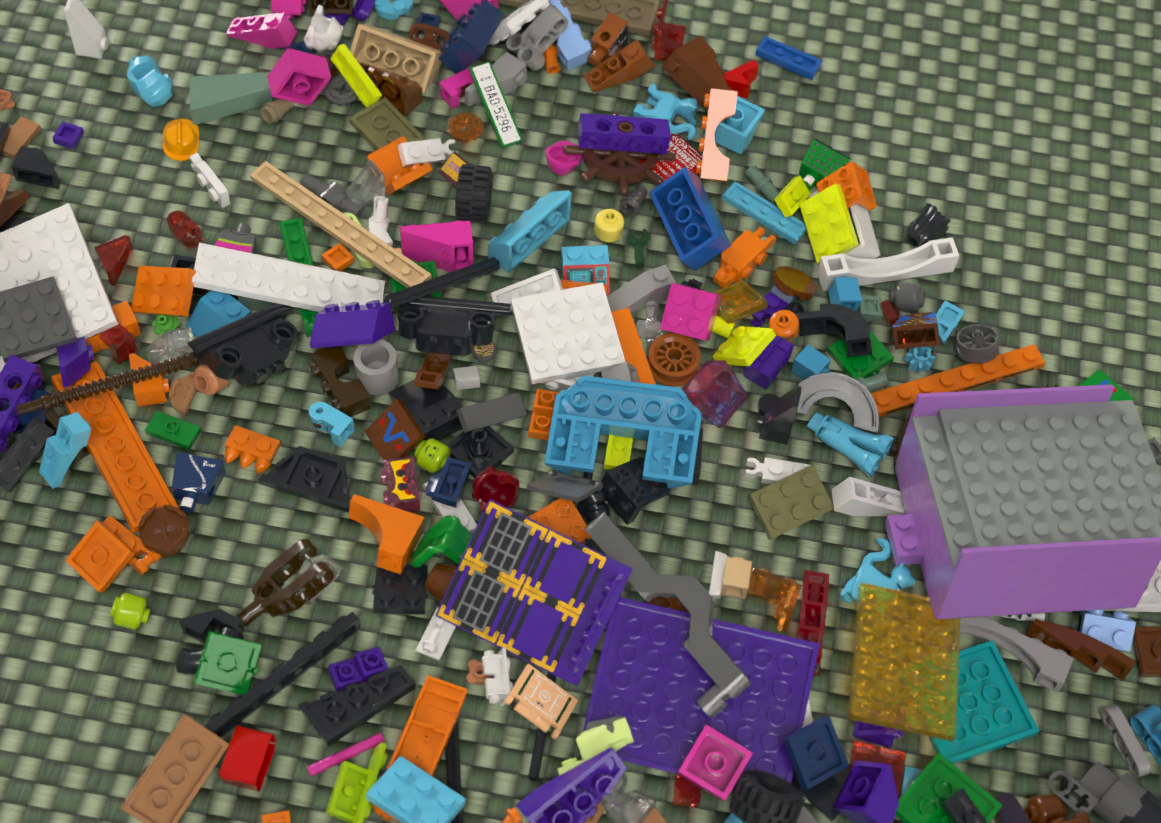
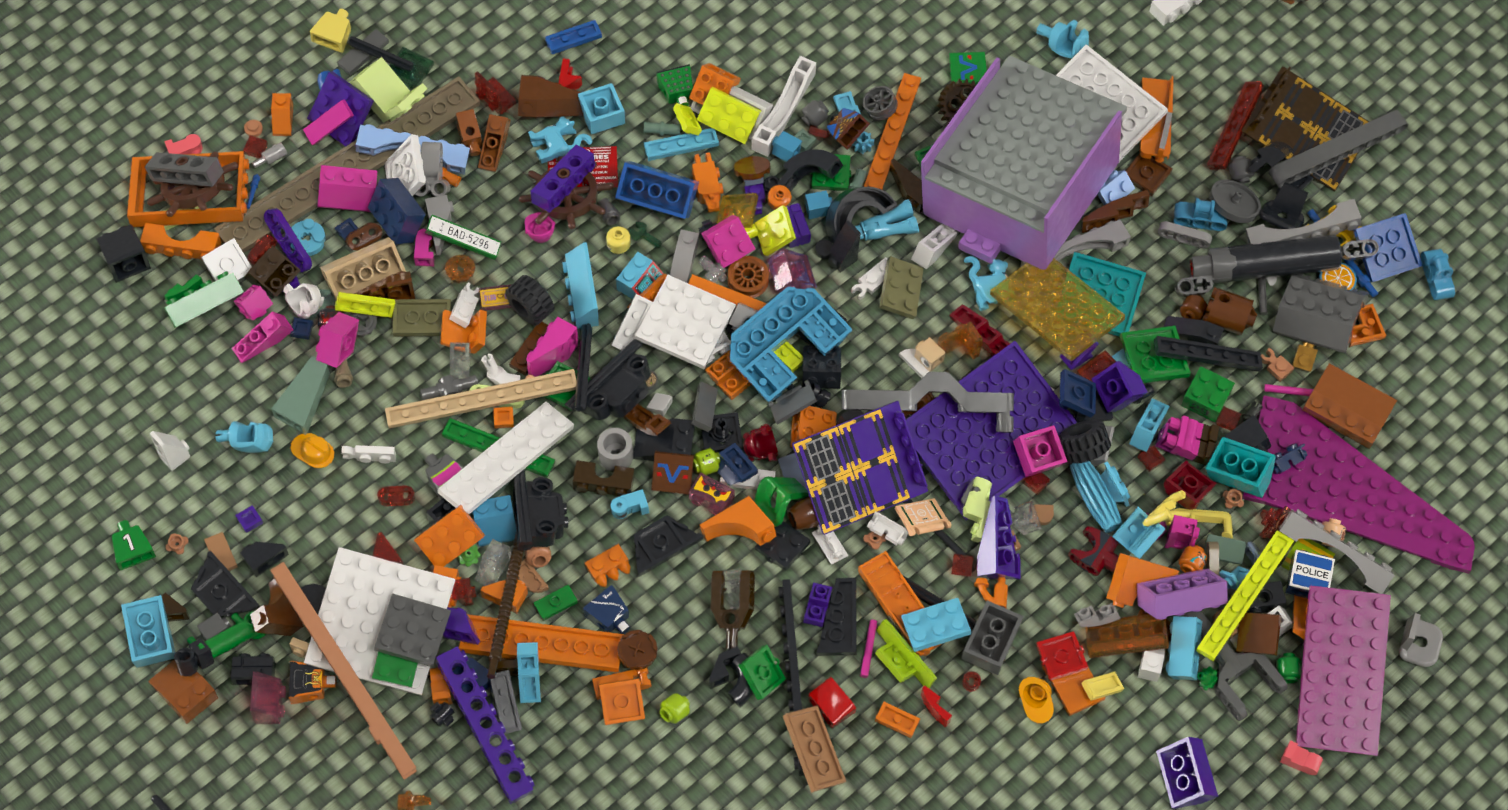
camera: 50 degrees left, 5 degrees up
(352, 324) = (576, 442): dark purple slope -> none
(518, 781) = (962, 565): none -> clear red plate
(720, 106) = (596, 108): arch -> none
(927, 227) = (775, 63): black piece -> none

